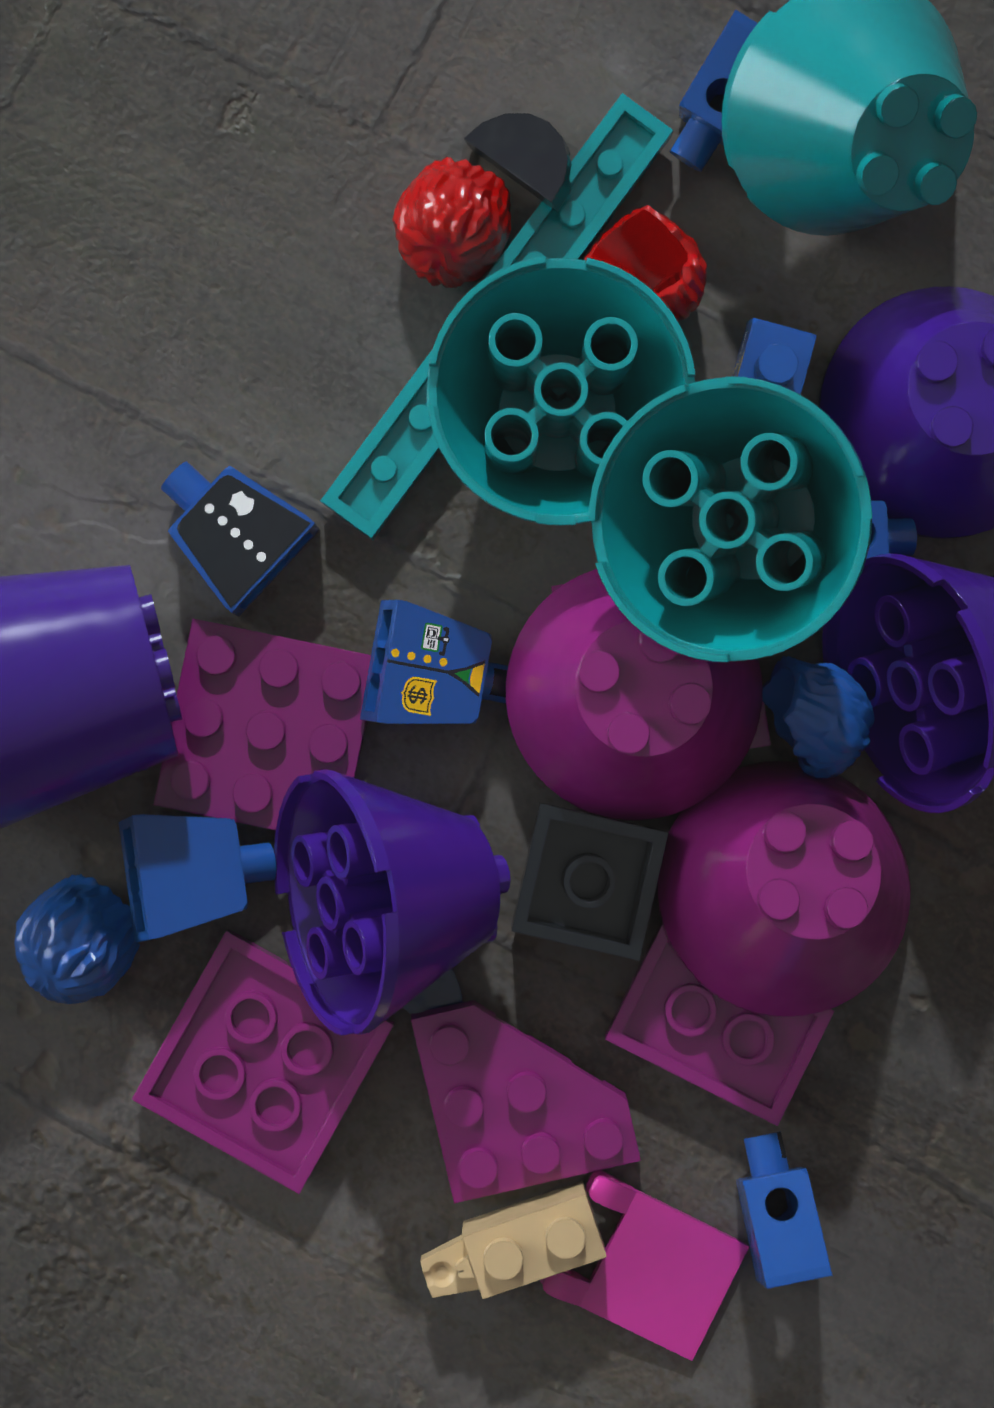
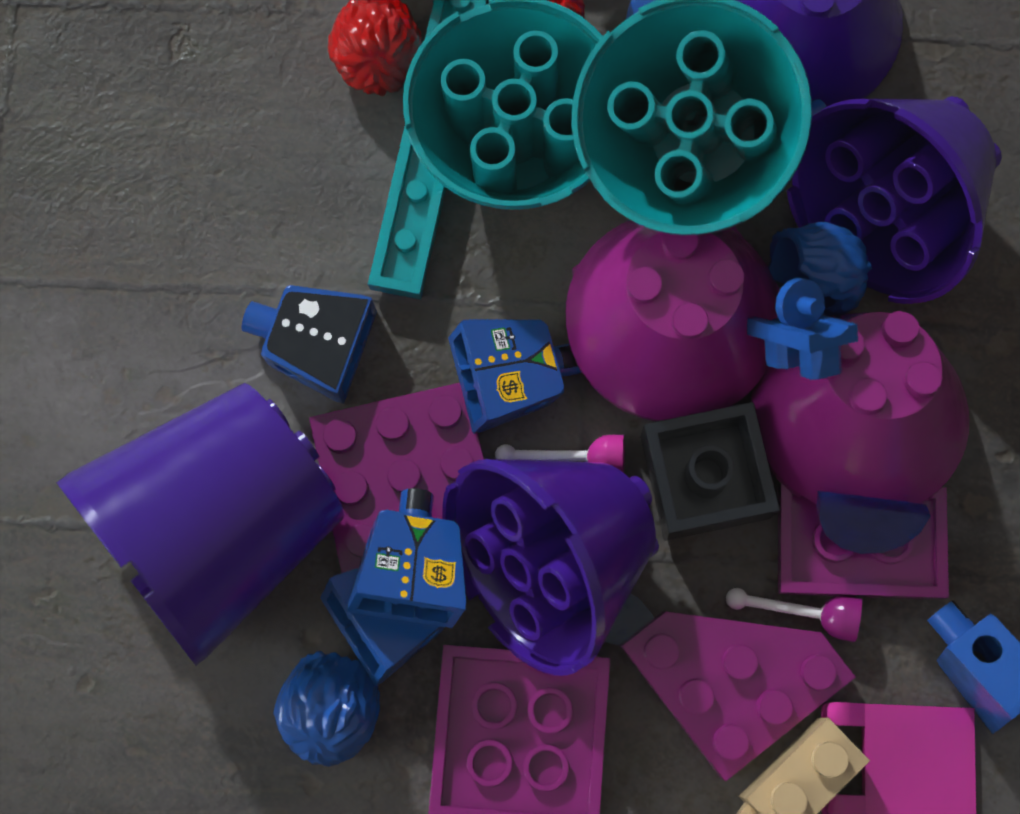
camera: 20 degrees left, 10 degrees down
(224, 840) = (411, 566): none -> blue torso
(491, 804) = (605, 449): none -> hinge
(653, 1090) = (838, 615): none -> hinge
(729, 1014) = (869, 523): none -> clear blue tile
(745, 800) = (802, 333): none -> blue hips

